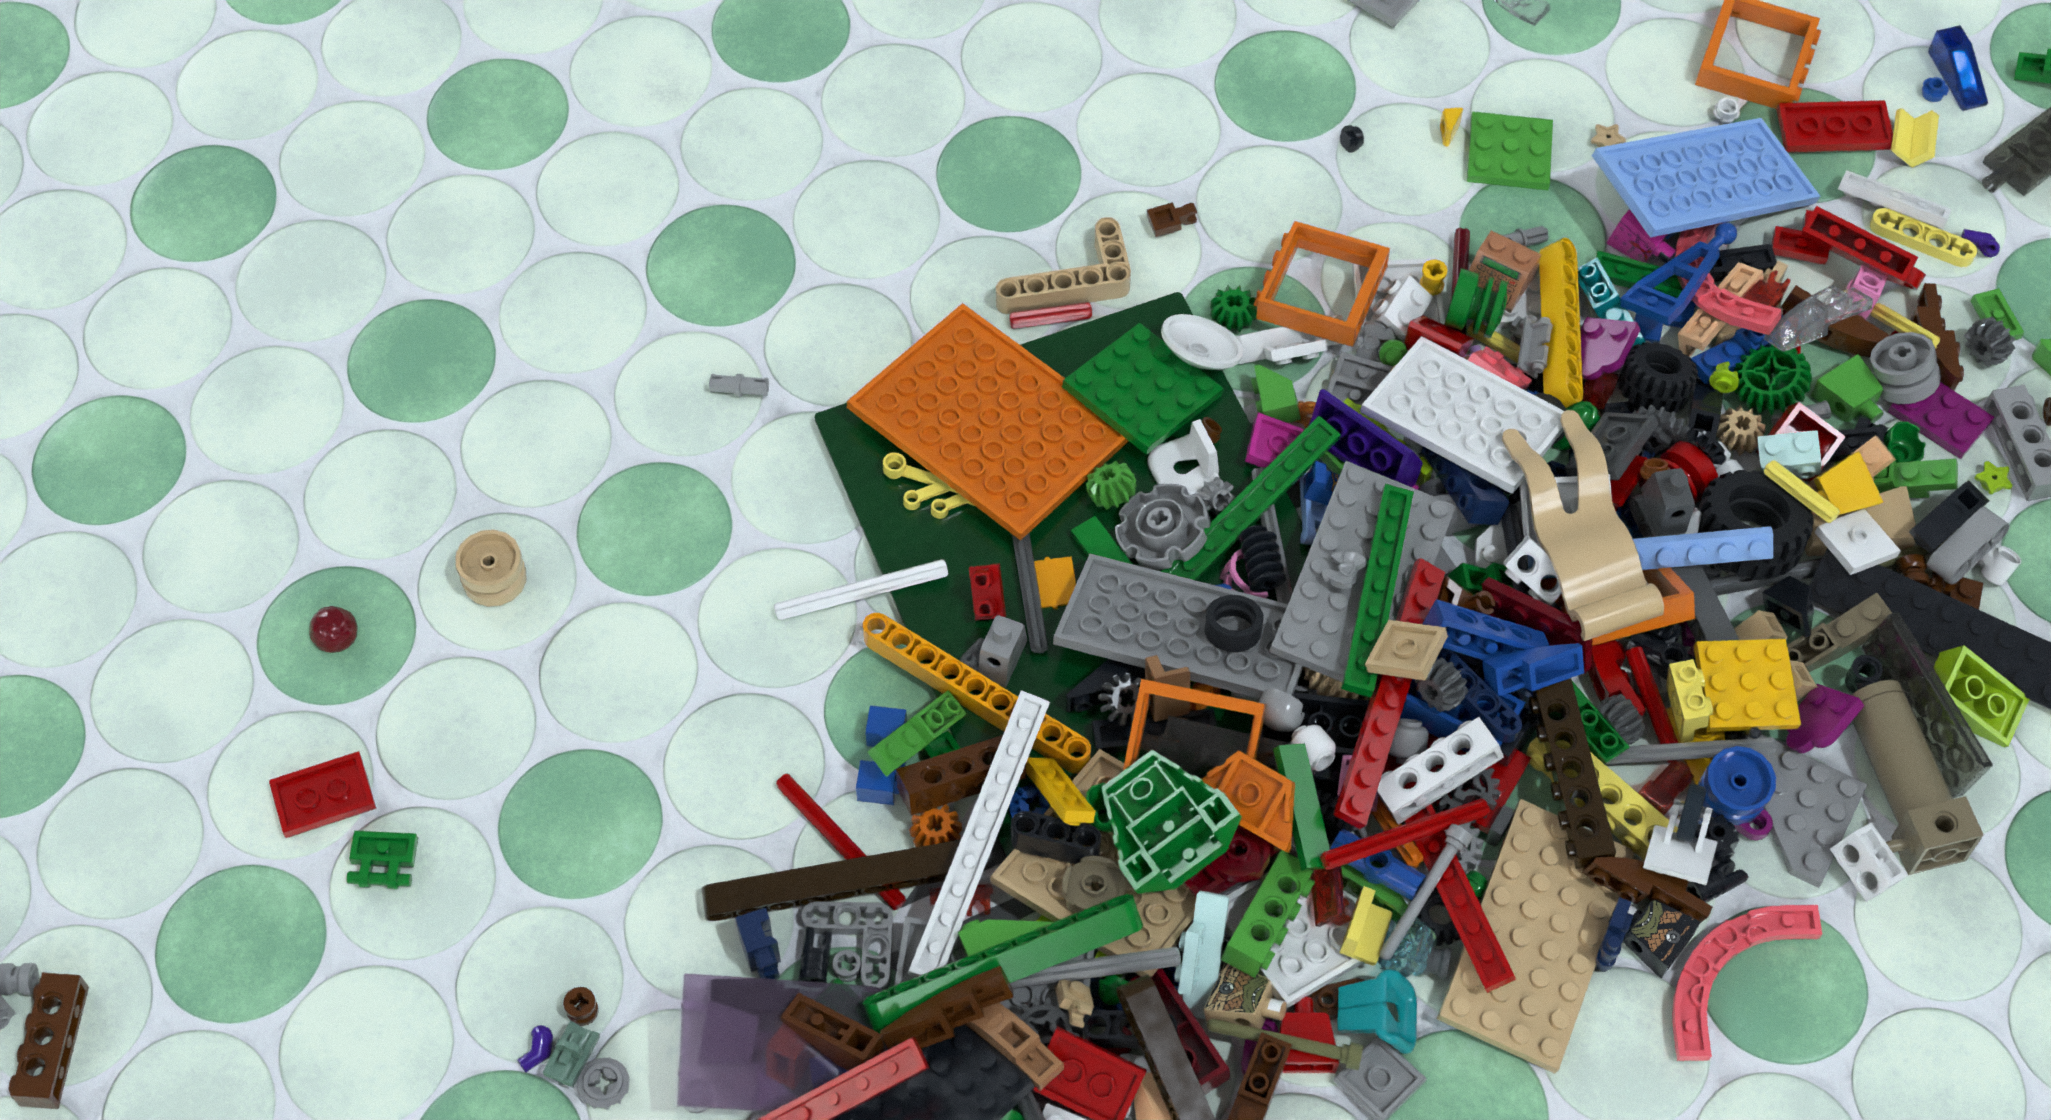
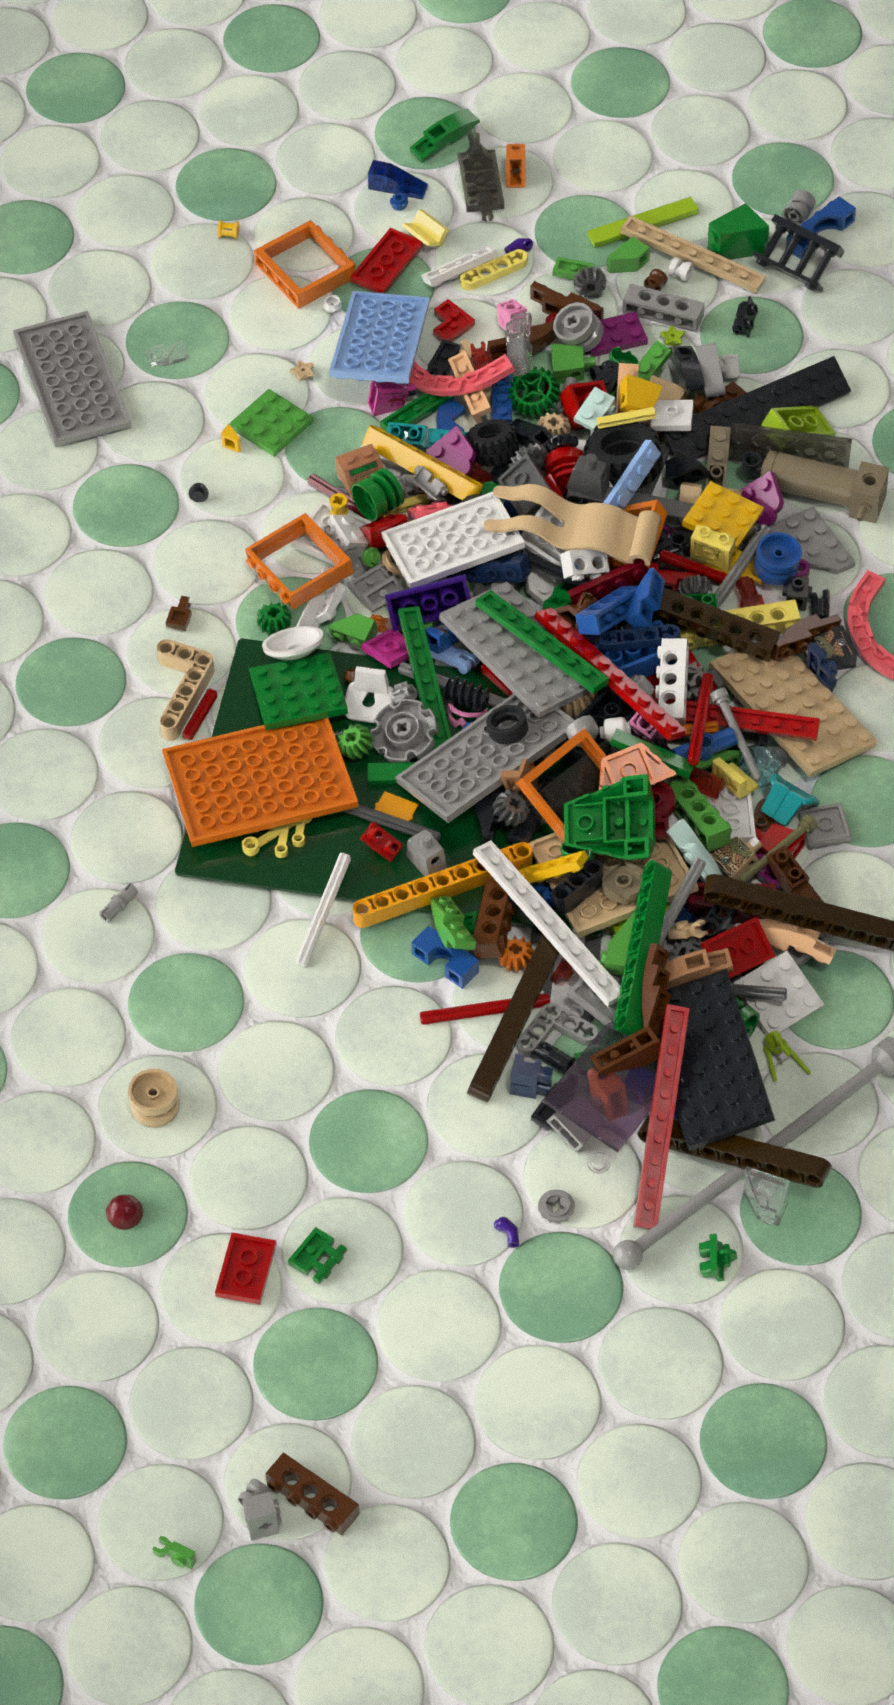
camera: 55 degrees left, 5 degrees down
(571, 1054) = (529, 1210): sand green hips -> none
(586, 1011) = (499, 1199): reddish brown wheel -> none
(843, 974) = (569, 1039): light grey bush -> none
(971, 656) = (413, 871): dark grey arm -> none
(1108, 988) = (687, 913): green plate -> none
(1347, 565) = (516, 644): light grey piece -> none
(1406, 650) = (598, 644): tan plate -> none
(1443, 686) = (627, 645): dark grey gear -> none
(1529, 236) = (341, 448): light grey axle -> none
(1653, 465) = (562, 473): dark orange plate -> none
(1665, 308) = (445, 412): blue plate -> none
(1680, 852) = (794, 602): white plate -> none
(1723, 379) = (519, 412): lime plate -> none
(1863, 248) = (484, 297): red hinge -> none
(1868, 862) = (863, 526): white brick -> none
(1900, 323) = (549, 312): light yellow axle -> none

